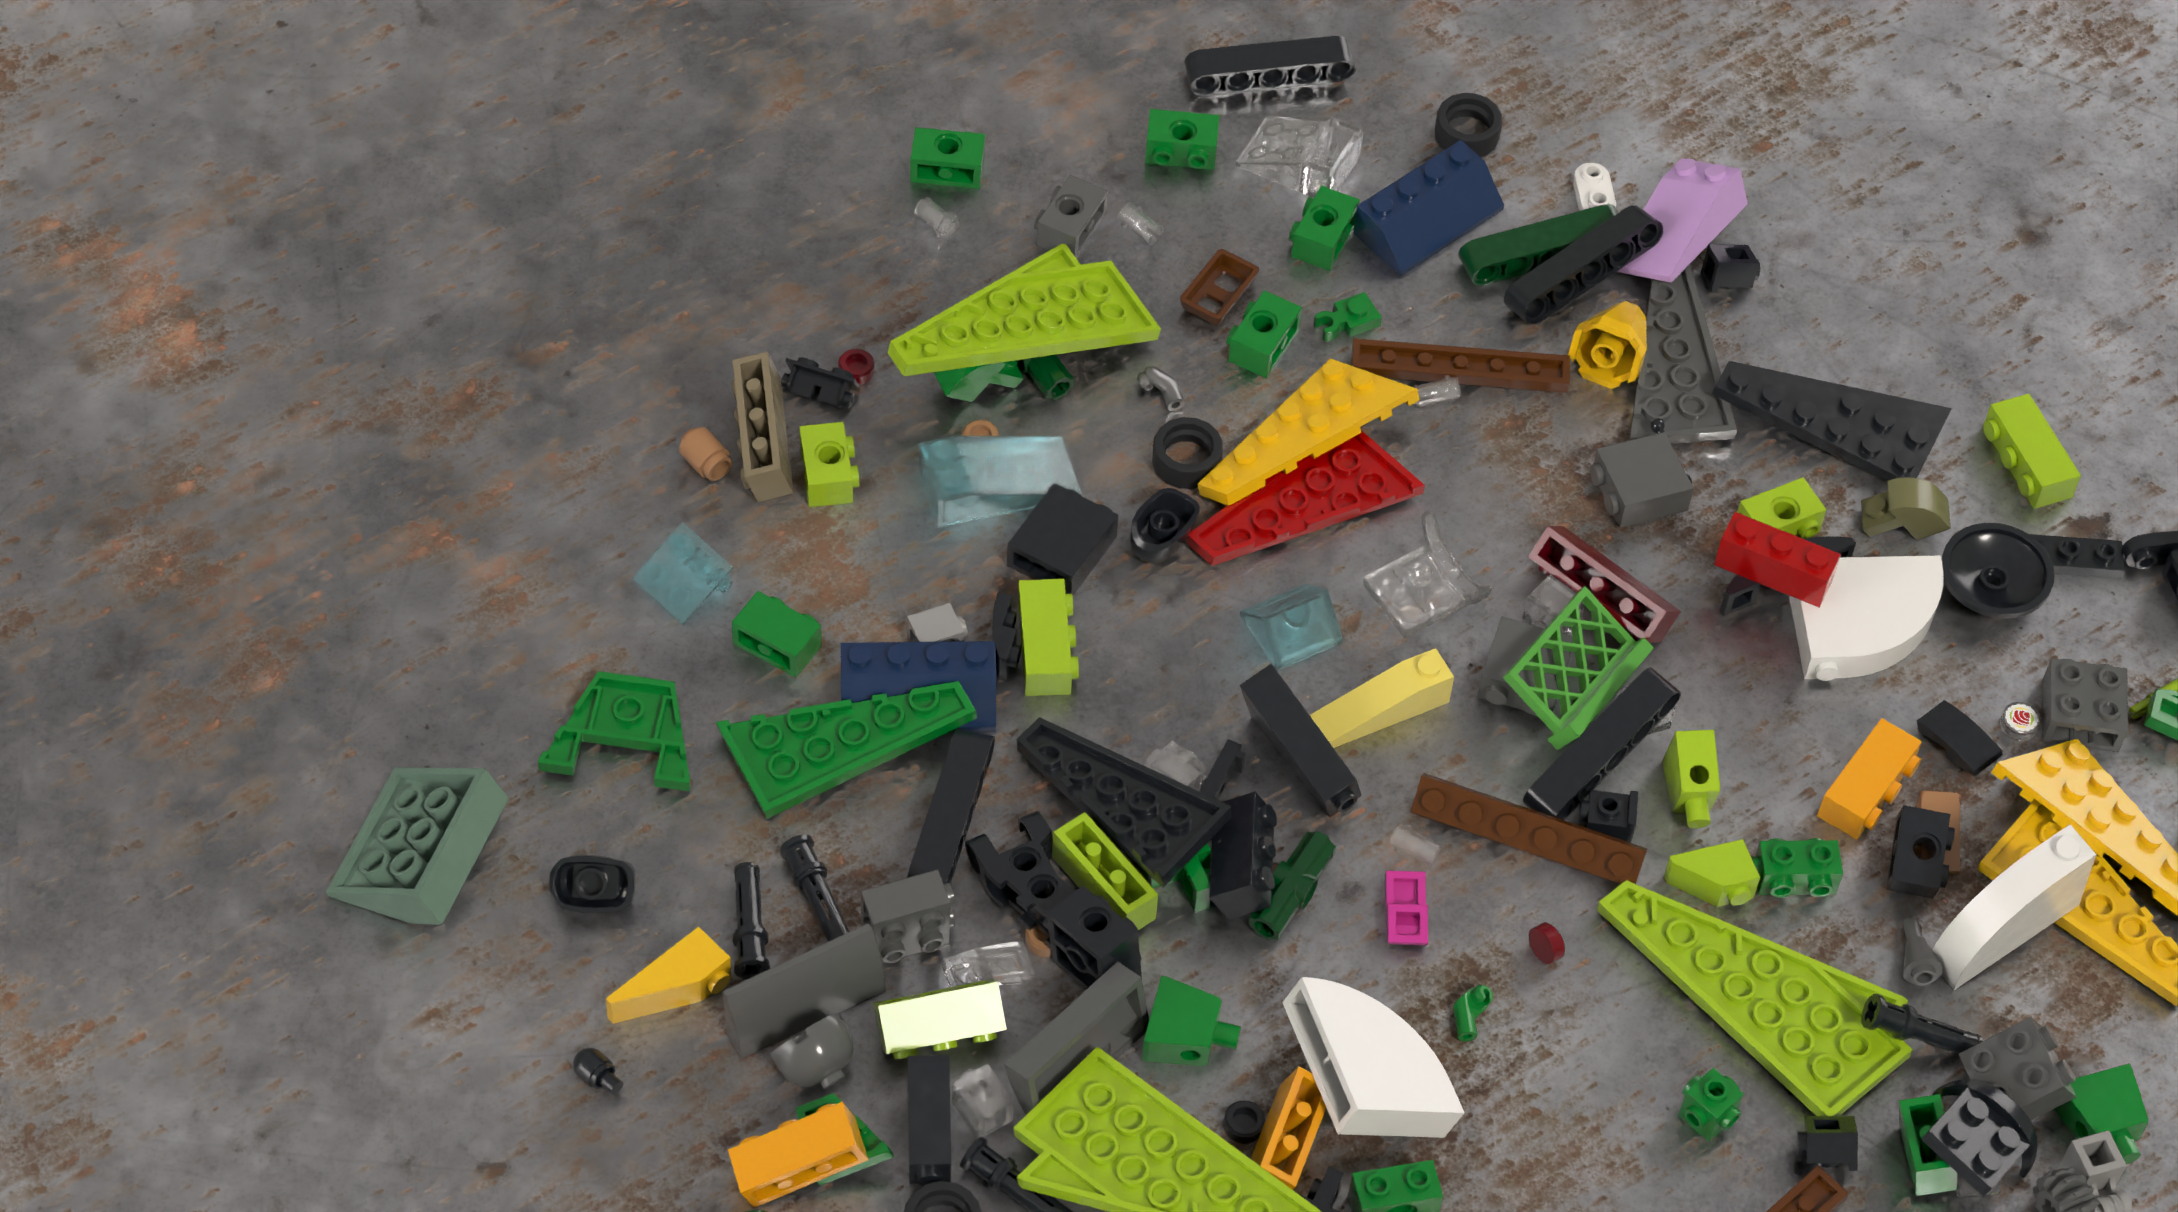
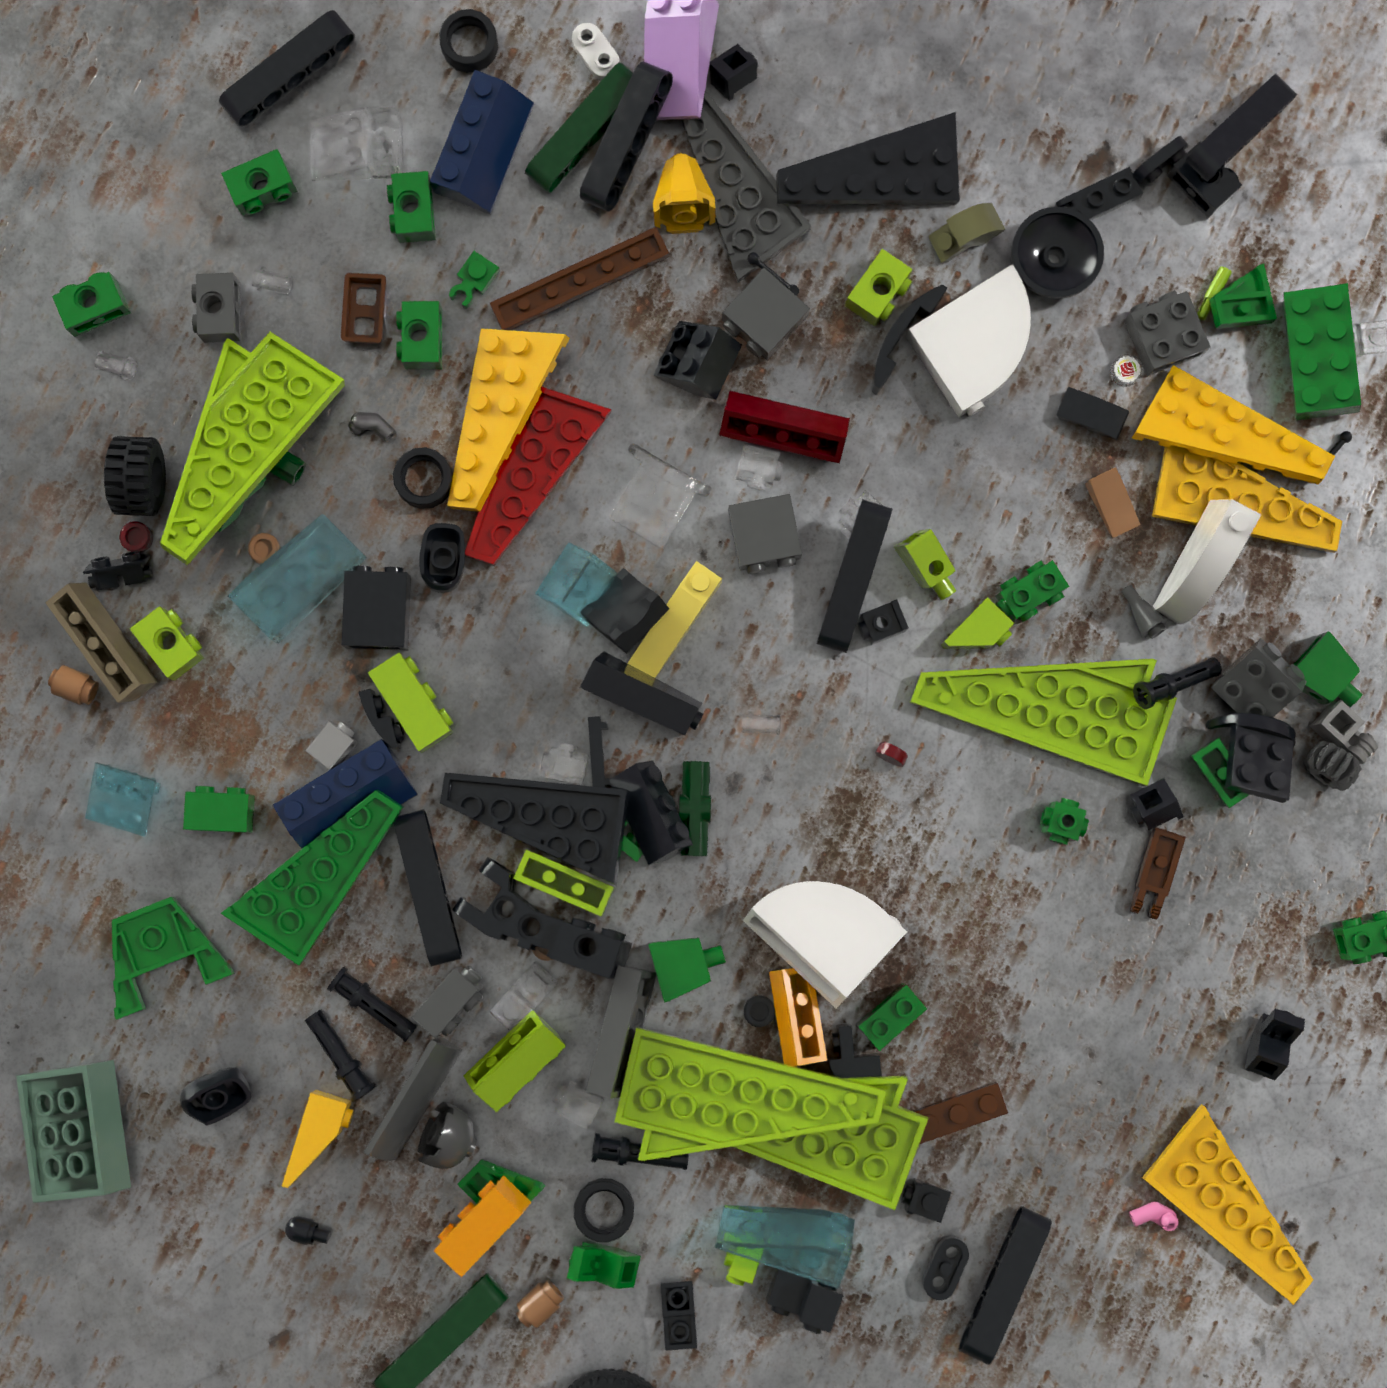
camera: 30 degrees left, 30 degrees up
(895, 298) = (134, 476): none -> black tyre
(929, 1119) = (555, 1148): black slope -> none
(1330, 661) = (625, 611): none -> black brick
(1406, 908) = (781, 779): dark pink slope -> none
(1438, 391) = (575, 314): clear pin -> none
(1468, 1008) = (863, 834): green arm -> none
(1528, 830) = (833, 668): reddish brown plate -> none
(1546, 486) = (698, 359): none -> black slope
(1593, 693) = (826, 528): bright green fence -> none
(1777, 559) = (903, 345): red brick -> none
(1870, 779) = (1048, 486): light orange brick -> none
(1907, 871) = (1098, 520): black brick -> none
(2031, 451) = (1030, 120): lime brick -> none

